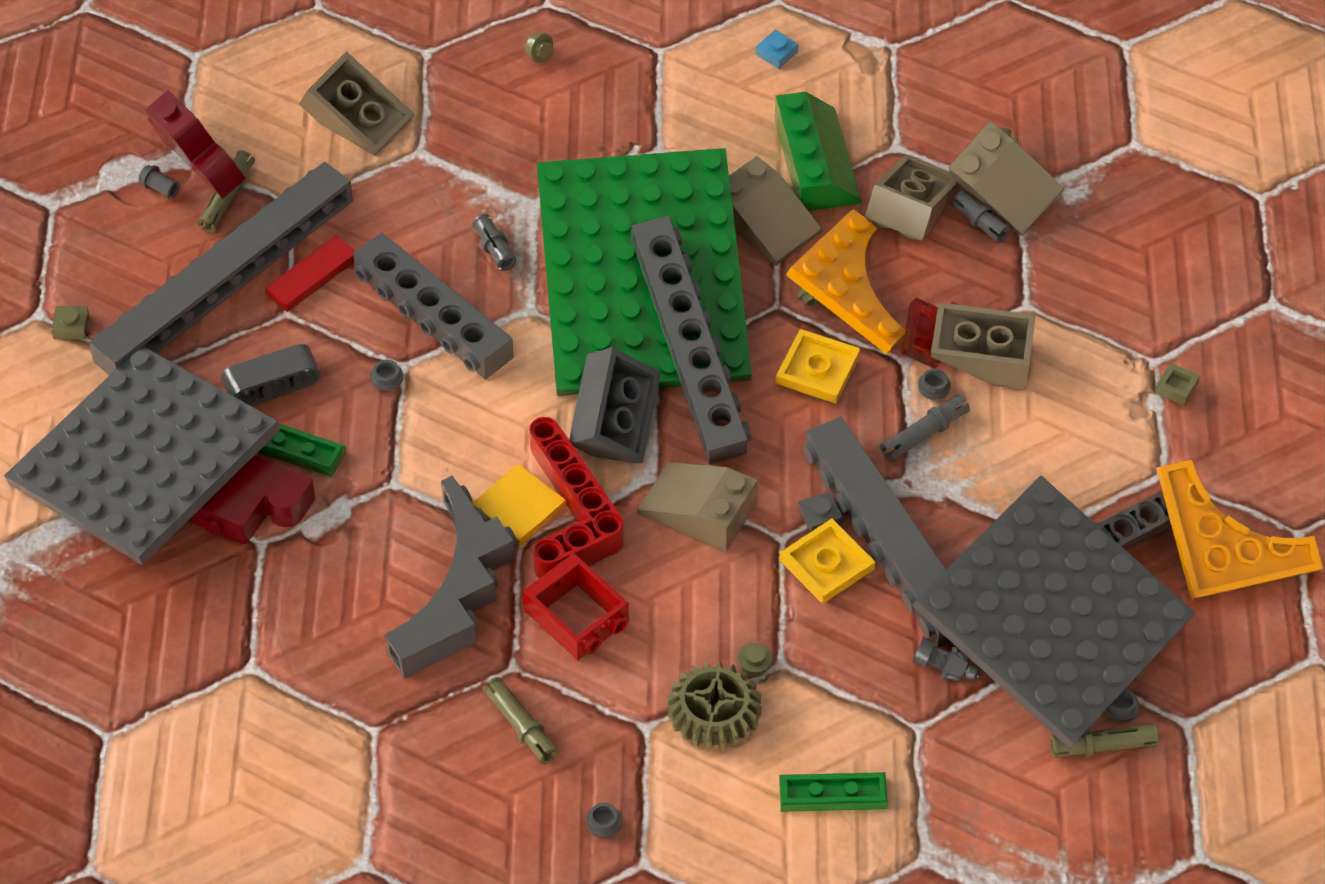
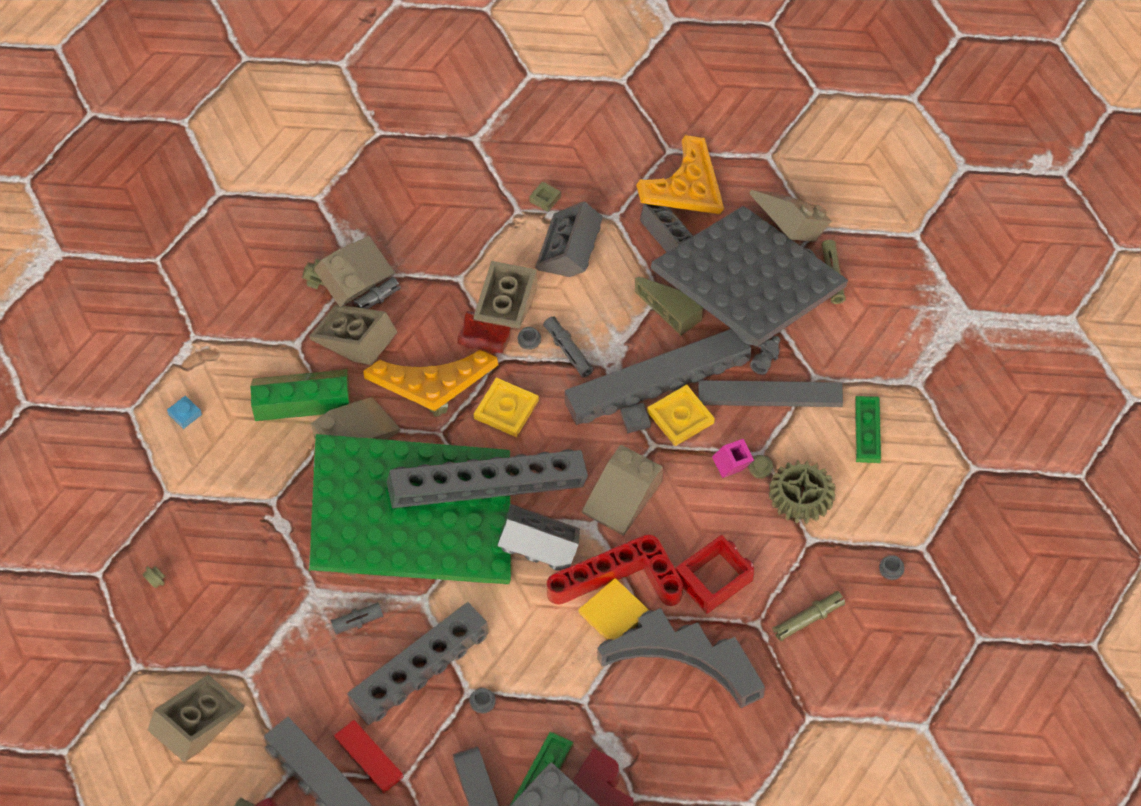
camera: 85 degrees left, 5 degrees up
(754, 615) = (732, 458): none -> dark pink brick
(879, 671) = (771, 393): none -> dark grey tile
(1101, 418) = (570, 240): none -> dark grey slope
(1190, 671) = (794, 217): none -> dark tan slope

